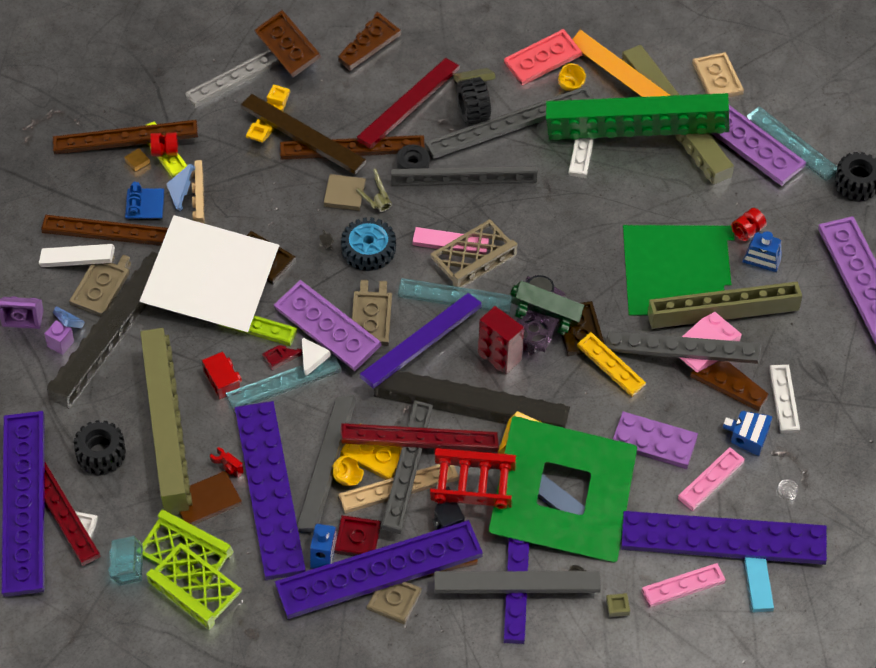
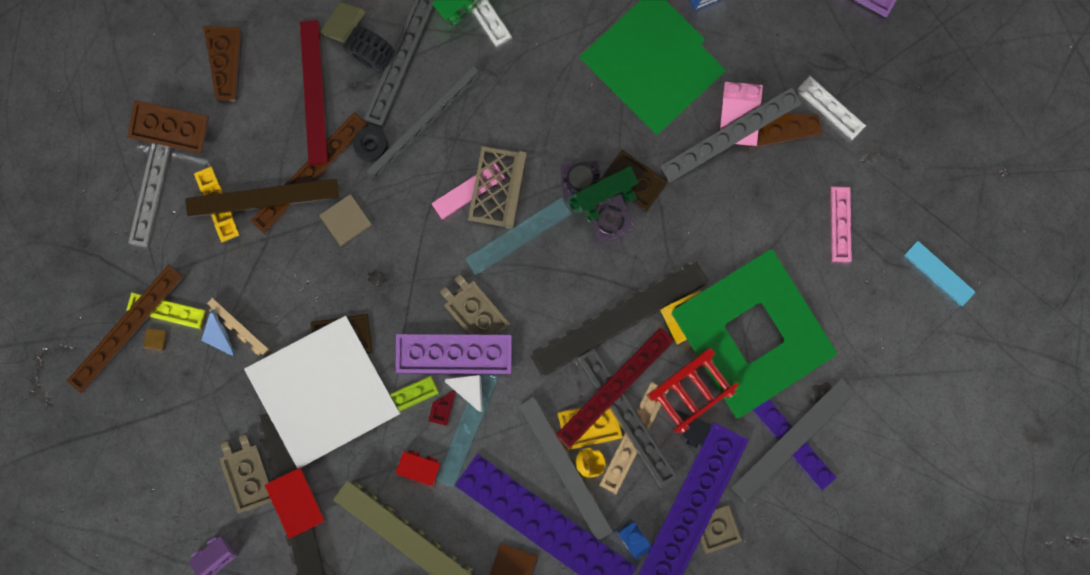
camera: 40 degrees left, 25 degrees up
(59, 337) = (265, 552): medium lavender brick -> none
(67, 318) = (255, 531): medium blue tile -> none
(76, 255) = (203, 471): white tile -> none
(103, 230) = (197, 425): reddish brown tile -> none
(113, 319) = (294, 503): none -> red tile
(144, 202) = (202, 373): blue hinge -> none
(164, 144) = (173, 306): red wheel -> none
(230, 463) = (501, 536): red plate -> none
(357, 535) = (645, 505): dark red tile -> none
(368, 244) = (415, 266): wheel -> none
(381, 200) = (383, 203): olive plant -> none
(420, 340) = (537, 304): dark purple tile -> none
(500, 340) = (599, 253): dark red brick -> none
(558, 498) = (756, 341): sand blue tile -> none
(611, 364) = (687, 193): yellow tile -> none
(618, 605) = (872, 389): olive plate -> none
(657, 439) = (773, 228): medium lavender plate -> none
(683, 585) = (899, 330): bright pink tile -> none
(724, 537) = (893, 266): dark purple plate -> none
(726, 303) = (723, 67): olive brick -> none
(749, 430) = (834, 160): blue torso -> none
(787, 489) = (900, 184): clear tile -> none

